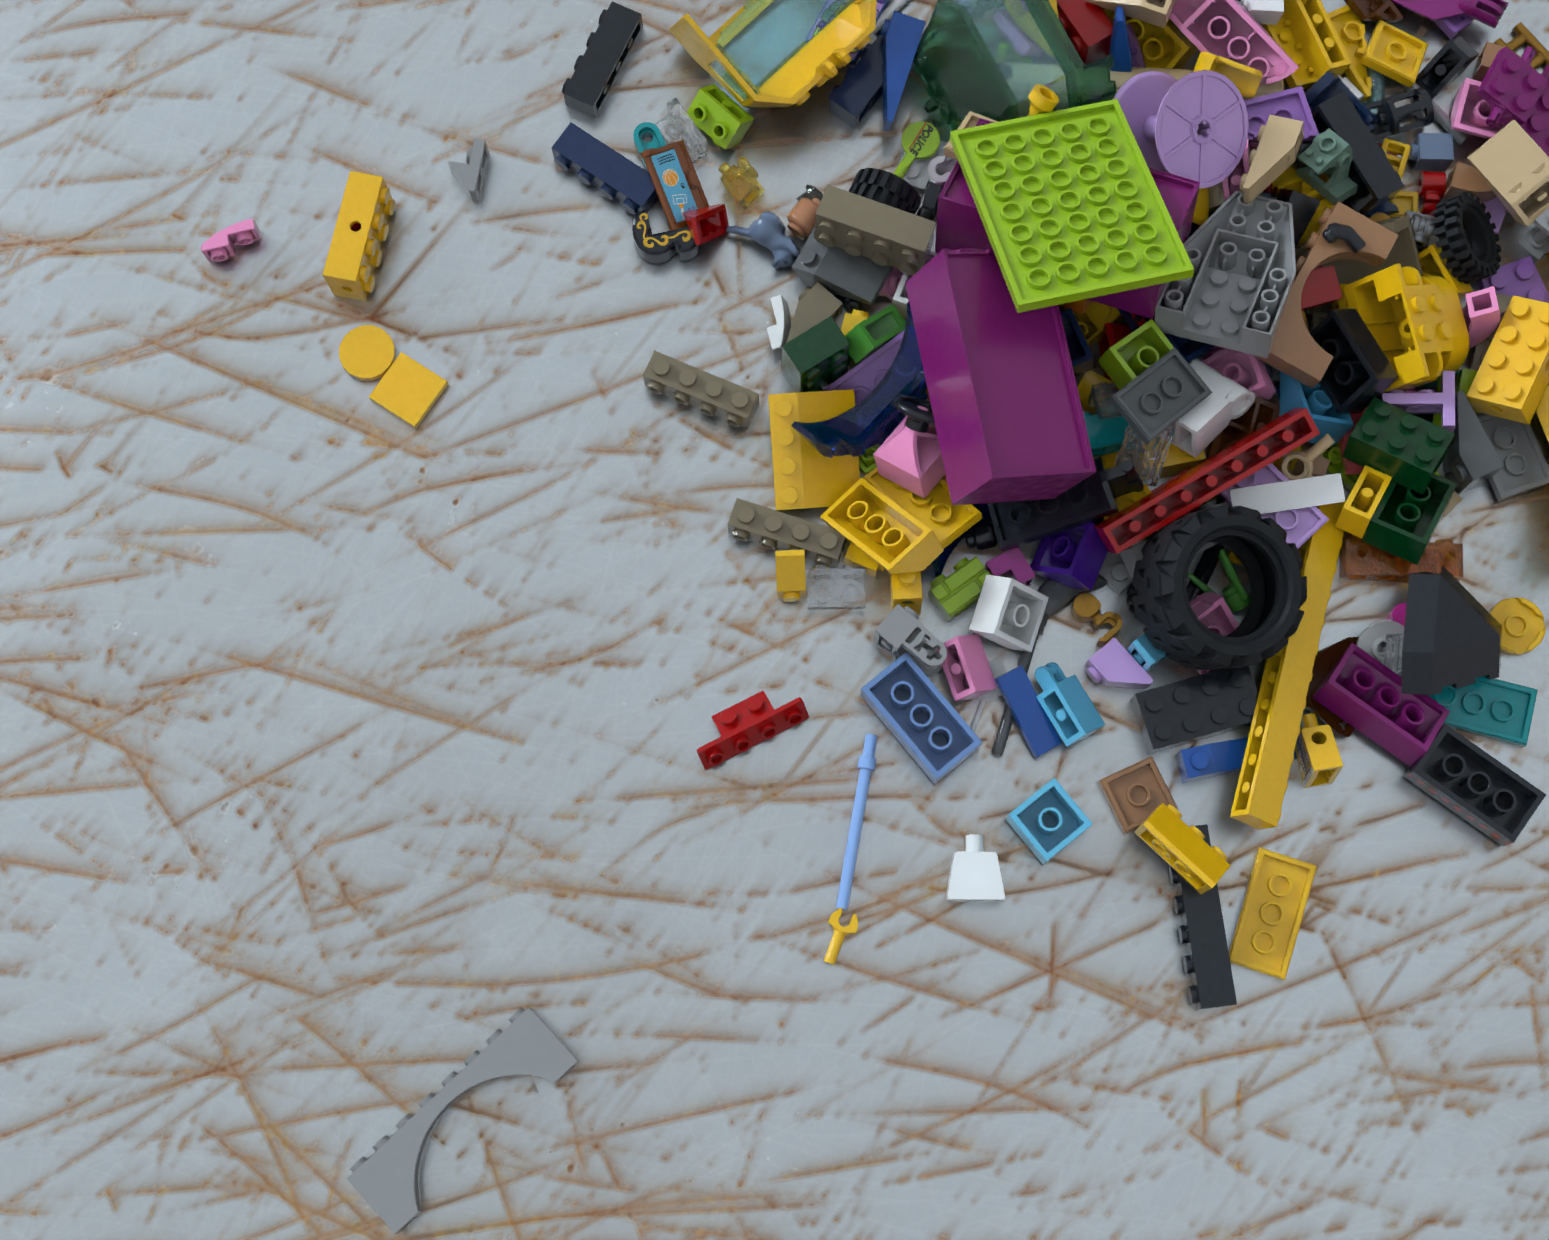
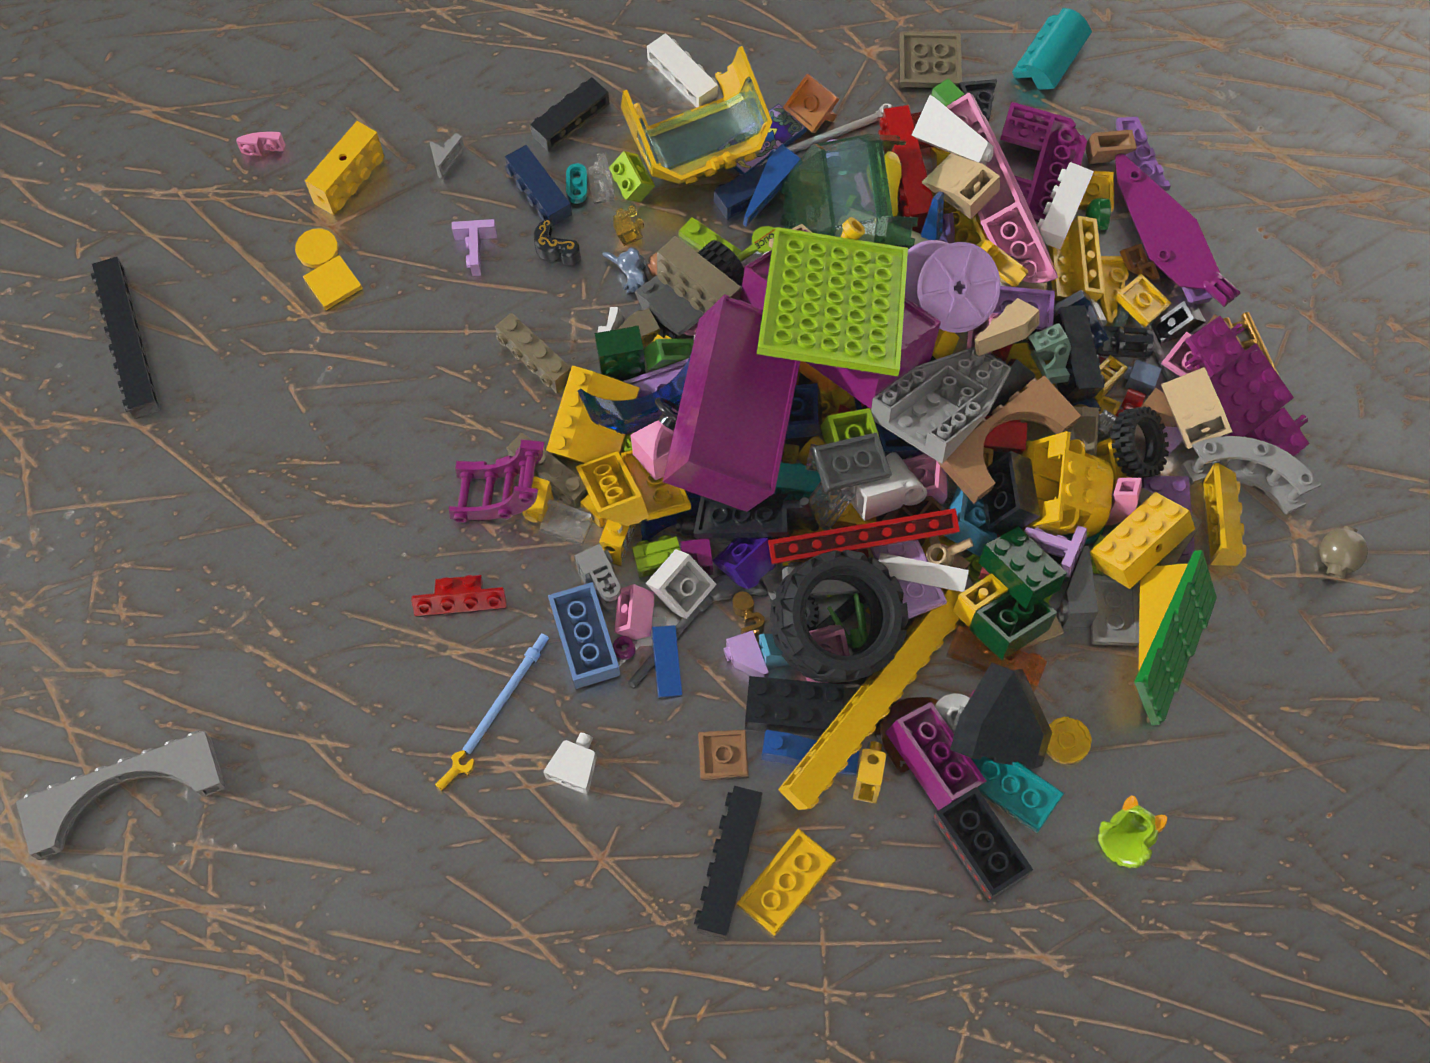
camera: 20 degrees right, 10 degrees down
(186, 559) = (125, 338): none -> black brick
(555, 261) = (472, 233): none -> lavender bracket
(674, 188) = (577, 210): door -> none
(707, 223) = (590, 243): red slope -> none
(766, 534) = (523, 496): none -> magenta fence
(840, 163) = (700, 235): none -> lime plate
(973, 705) = (627, 654): none -> magenta bush
(1048, 821) = (645, 745): medium azure brick -> none
(1067, 704) = (697, 667): medium azure brick -> none
(1183, 848) = (733, 798): yellow slope -> none
(1345, 233) = (1039, 398): black arm -> none

